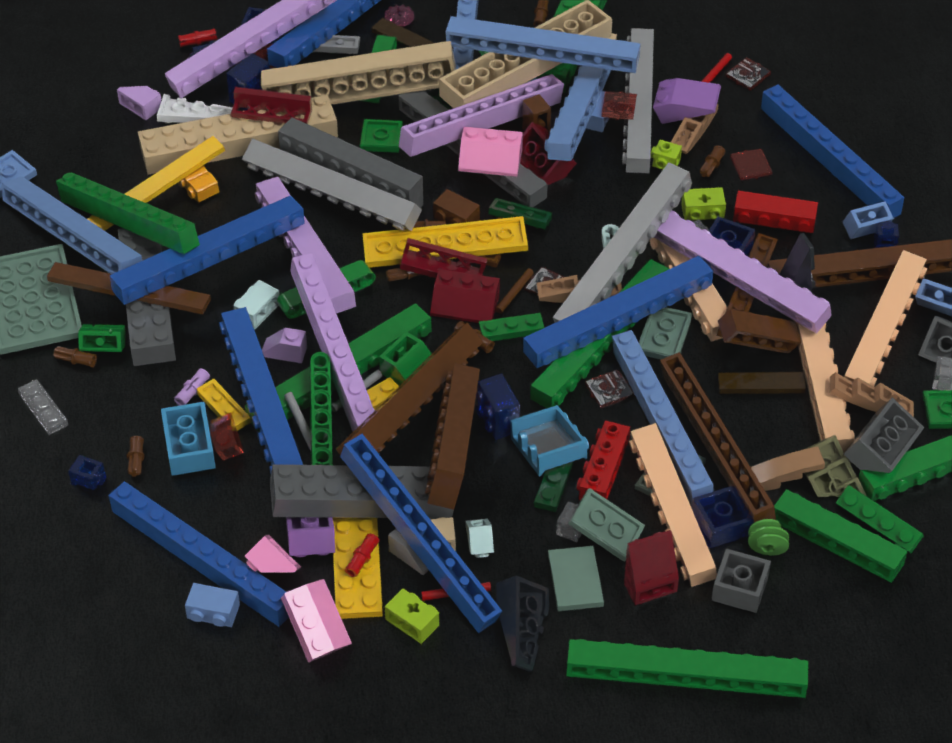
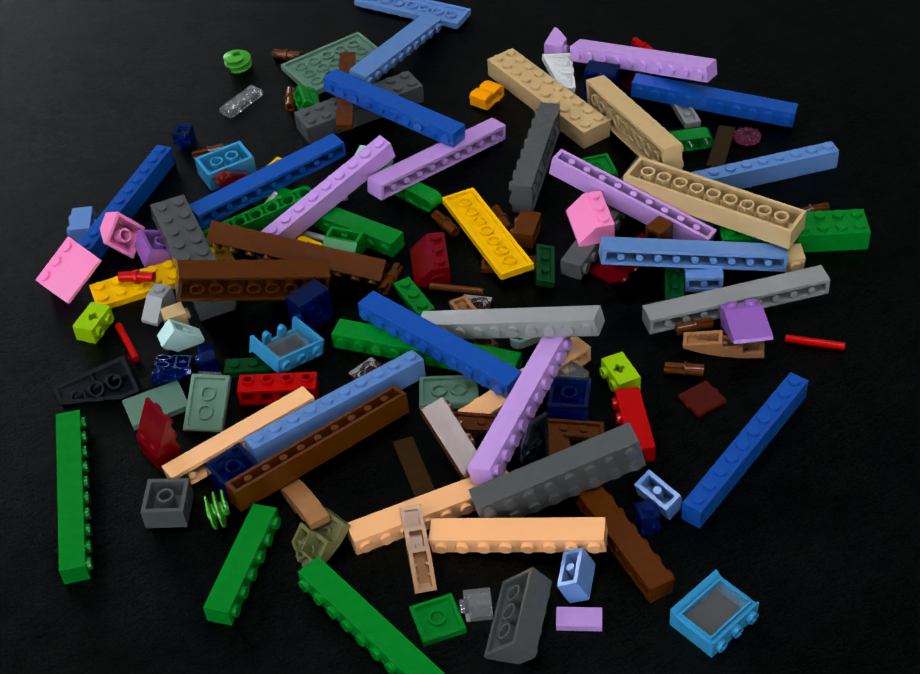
camera: 75 degrees right, 5 degrees down
(128, 213) = (411, 62): green brick -> none
(170, 175) = (466, 74): yellow tile -> none
(191, 386) = (271, 155): lavender pin -> none
(271, 102) = (572, 94): dark red fence -> none
(332, 185) = (496, 184): light grey brick -> none
(420, 533) = (146, 290): blue brick -> none
(426, 264) = (454, 236): dark red fence -> none
(528, 516) = (206, 359): none -> clear blue brick
(533, 551) = (171, 368): none -> clear blue slope
(543, 44) = (717, 199): medium blue brick -> none
(602, 134) = (674, 282): none -> dark green plate
(619, 105) = (707, 282): clear red piece -> none
(659, 133) = (693, 325): none -> reddish brown axle
(666, 153) = (666, 333): lime brick -> none
(748, 73) = (831, 367): piece -> none
(843, 269) = (560, 475): none -> dark grey brick
(879, 519) = (272, 591): green plate -> none
(884, 439) = (359, 564): dark grey slope -> none

